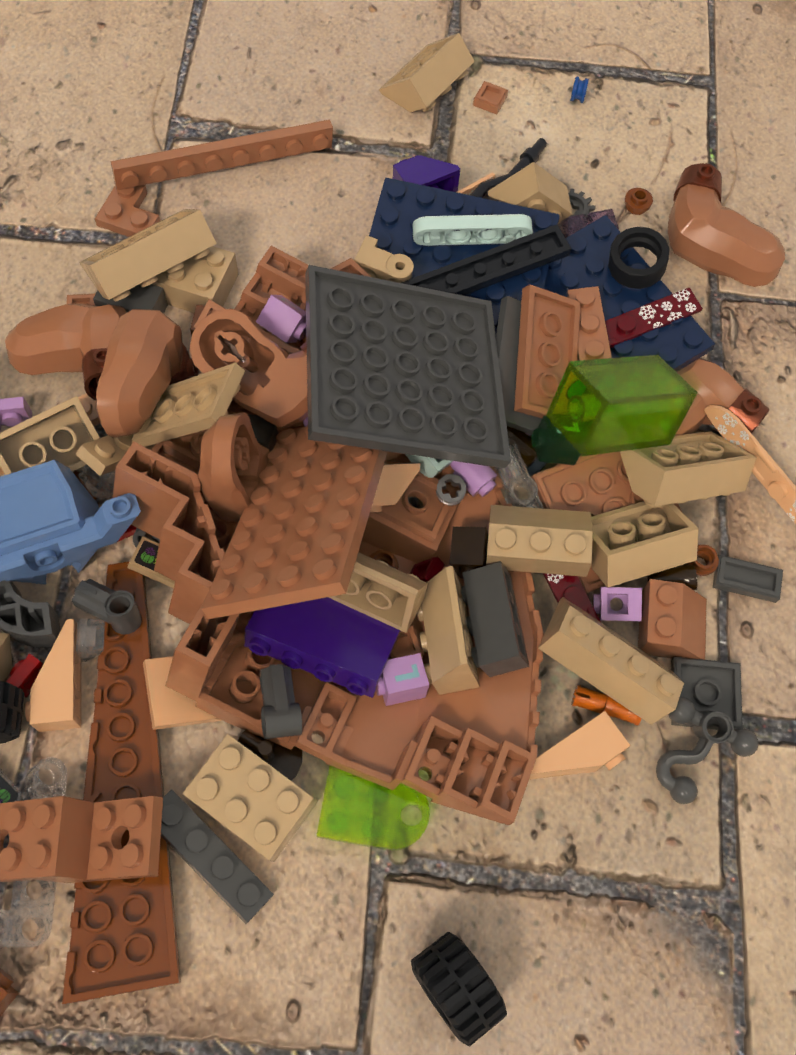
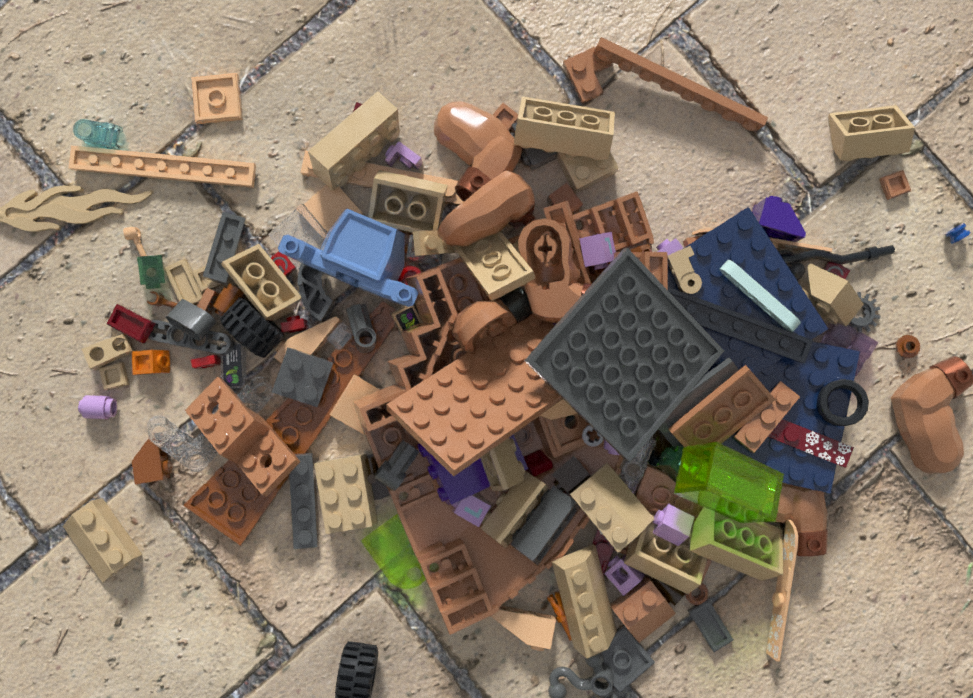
camera: 50 degrees right, 20 degrees up
(83, 713) = (302, 377): none -> dark grey plate
(613, 502) = (673, 524): none -> brick

